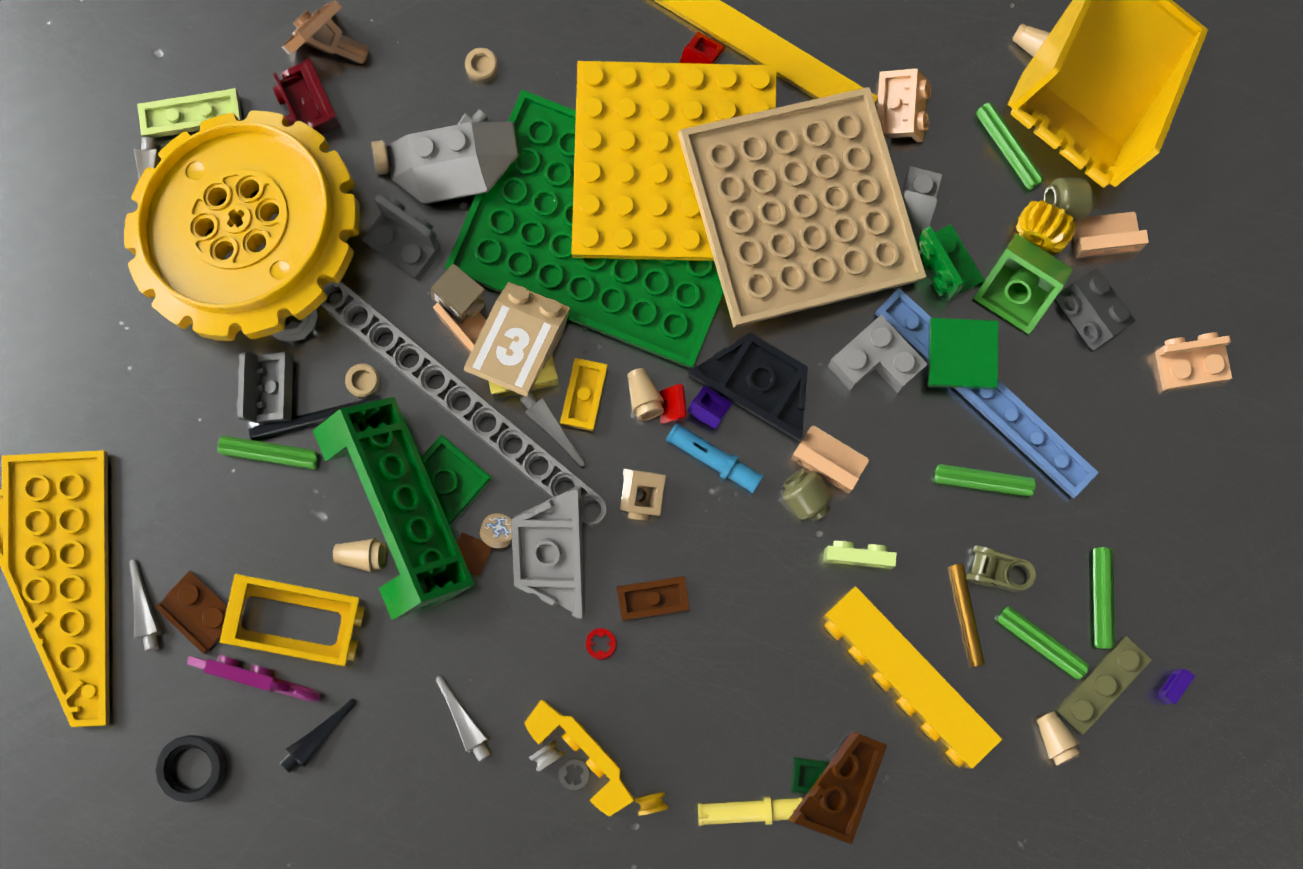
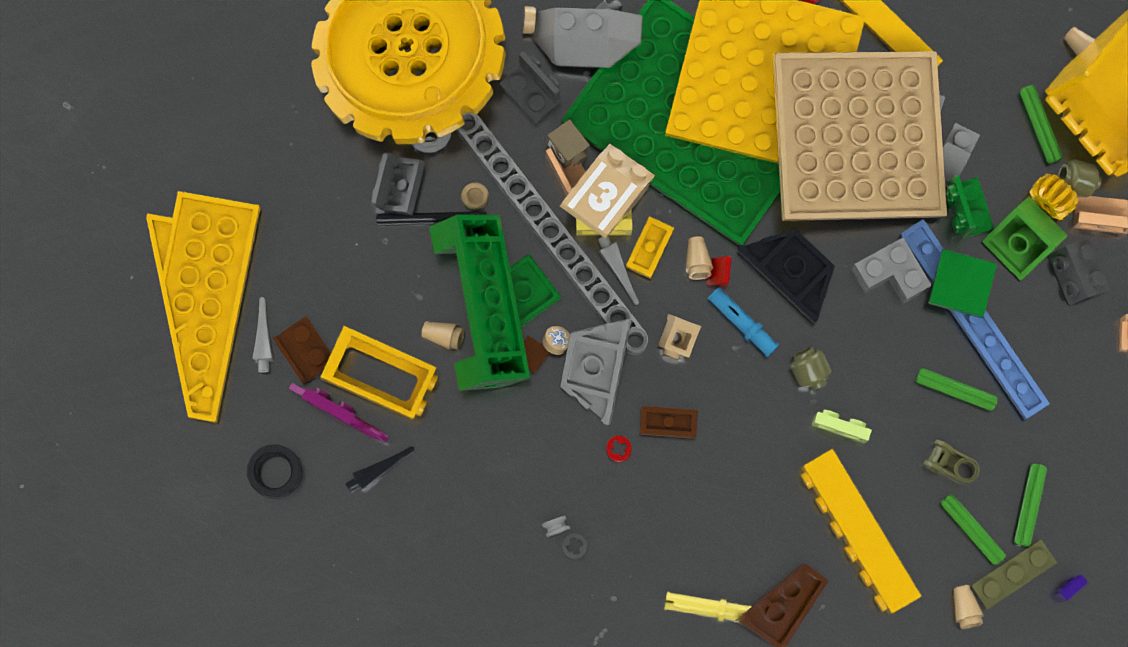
camera: 15 degrees right, 0 degrees up
(268, 452) = (387, 236): bright green axle -> none
(470, 733) = (500, 496): light grey piece -> none
(547, 720) = (563, 498): yellow plate -> none
(651, 803) = (631, 582): yellow bush -> none
(709, 407) = (748, 280): dark purple plate -> none
(805, 774) = (758, 588): dark green tile -> none
(830, 458) = (836, 344): light nougat panel -> none
(903, 103) = (962, 71): light nougat bracket -> none
(967, 615) = (917, 493): pearl gold bar -> none

